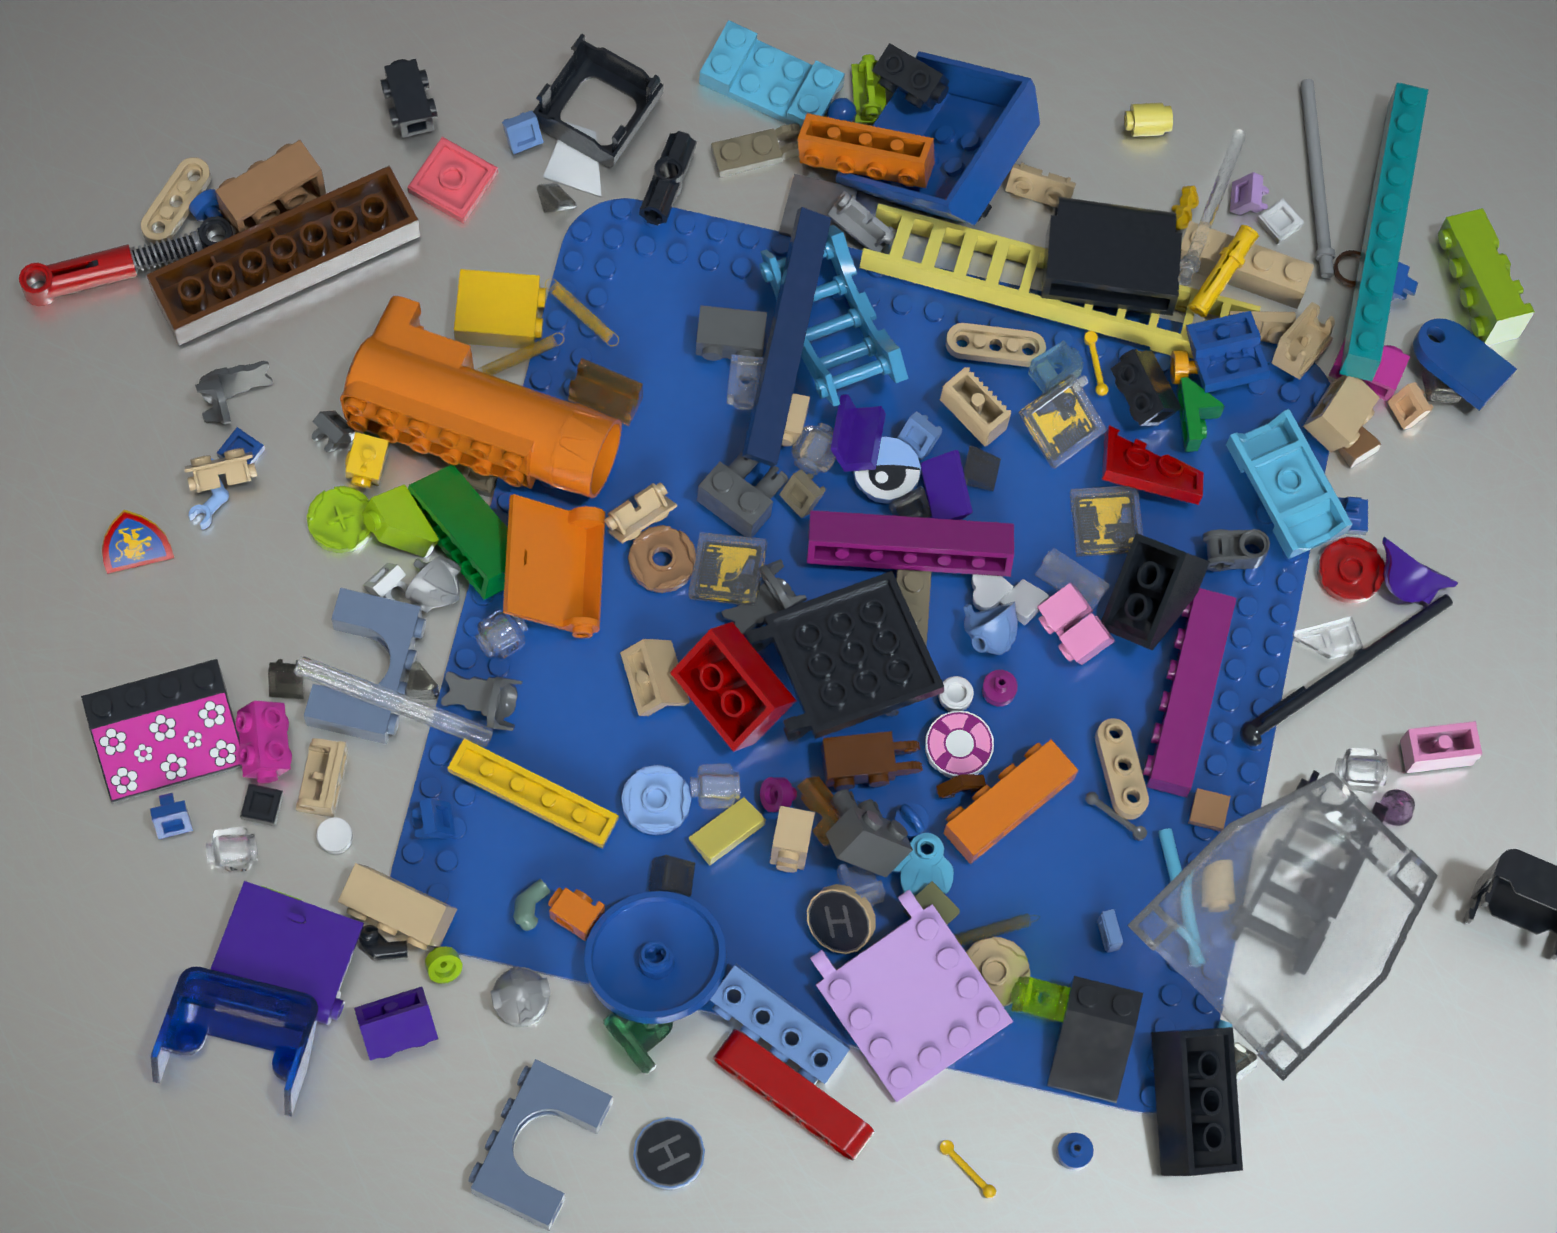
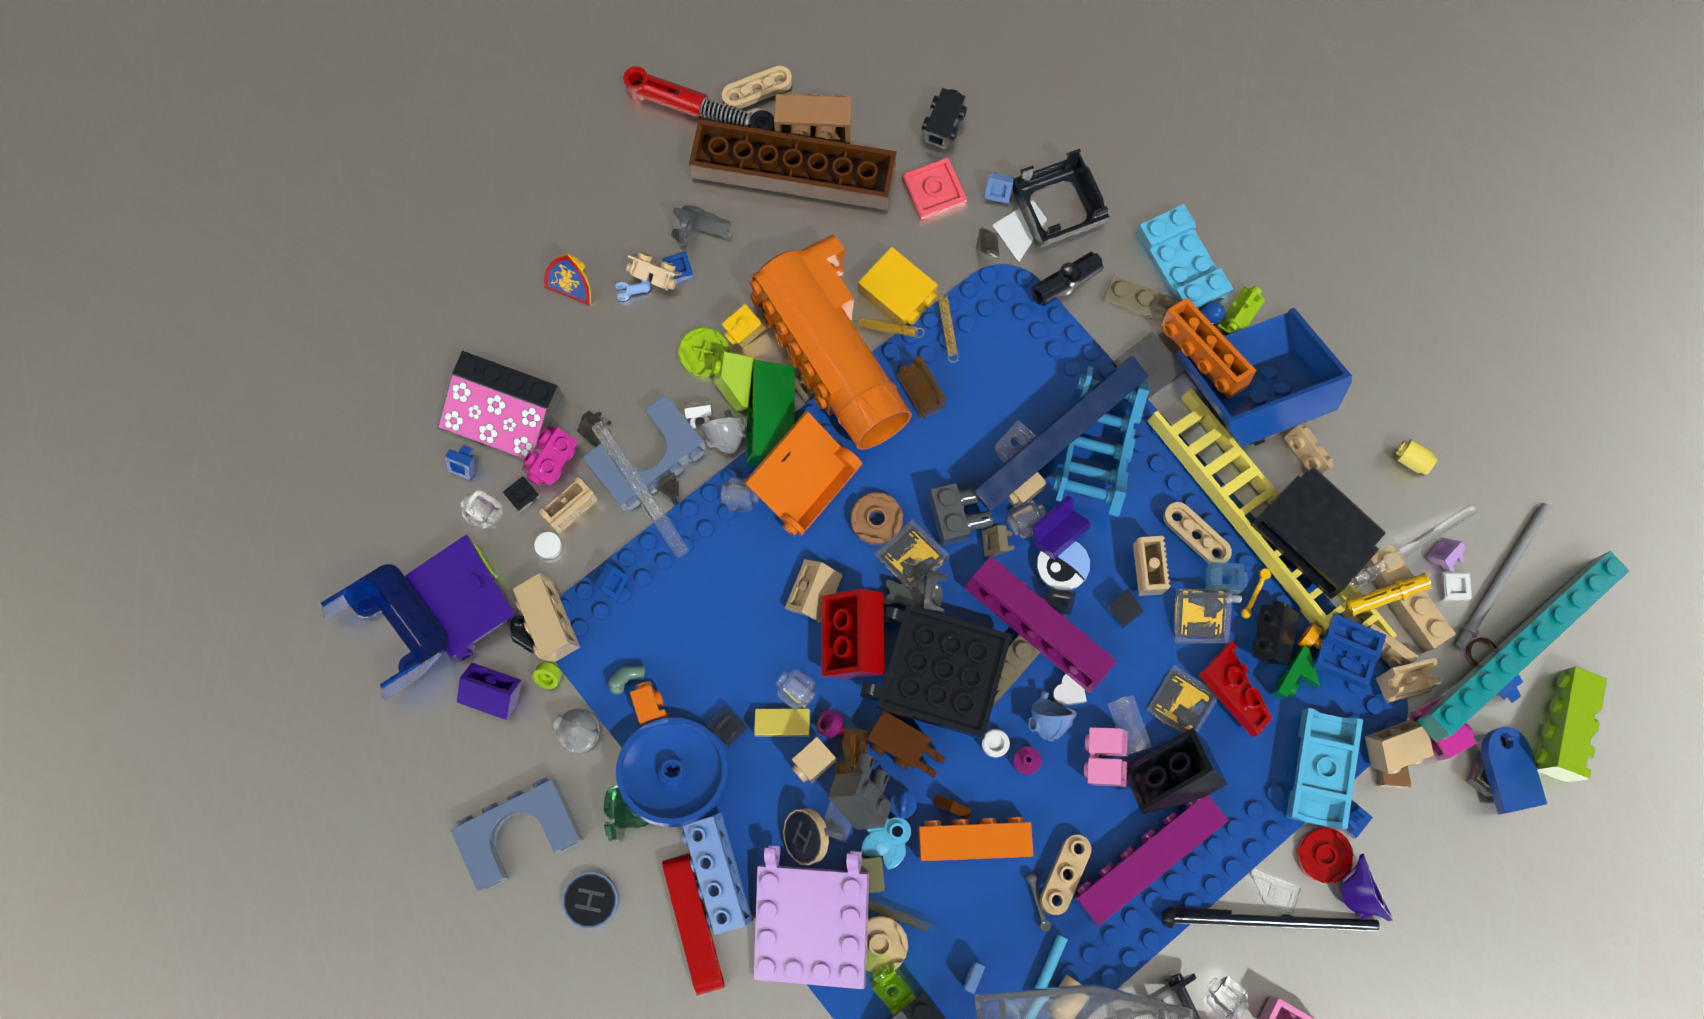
camera: 45 degrees right, 5 degrees up
(205, 205) = (767, 102): blue tile -> none
(334, 427) = (740, 292): dark grey tile -> none
(491, 696) = (703, 528): dark grey hair -> none
(533, 793) = (681, 609): yellow plate -> none
(653, 506) = (895, 481): tan hinge -> none
(656, 800) = (754, 669): light blue tile -> none
(730, 332) = (1029, 405): dark grey brick -> none
(860, 223) = (1169, 393): light grey hinge -> none
(910, 76) = (1275, 320): black brick -> none
(920, 434) = (1101, 557): medium blue tile -> none
(946, 486) = (1092, 605): dark purple slope -> none
(959, 744) = (971, 778): tile -> none
(1027, 599) = (1087, 716): white slope -> none
(1188, 201) = (1401, 529): yellow piece -> none
(1209, 809) = (1103, 946): medium nougat tile -> none
(1232, 549) = (1252, 783): dark grey piece -> none
(1409, 405) = (1451, 775): light nougat tile -> none

